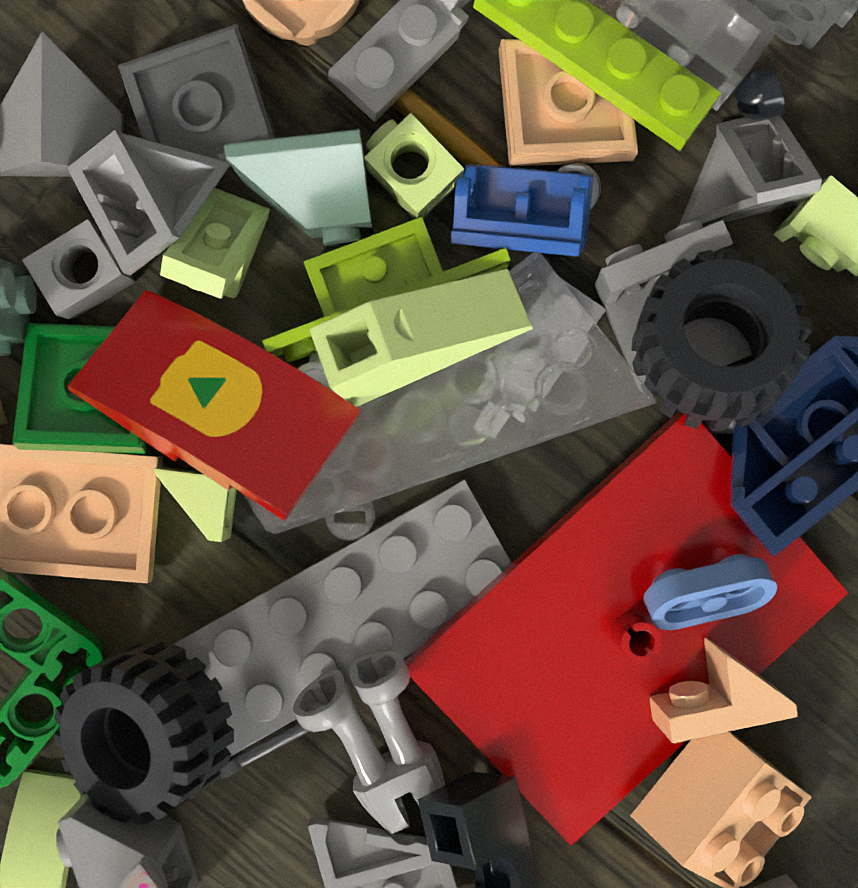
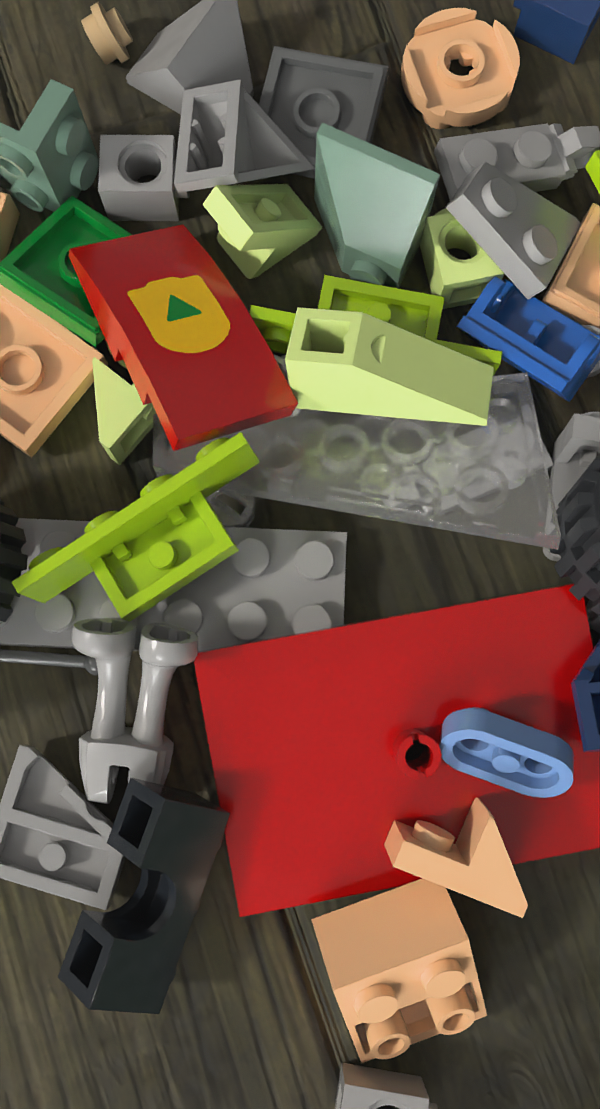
camera: 35 degrees right, 10 degrees down
(317, 602) = (153, 542): none -> lime bracket
(447, 118) = (514, 226): none -> light grey wing

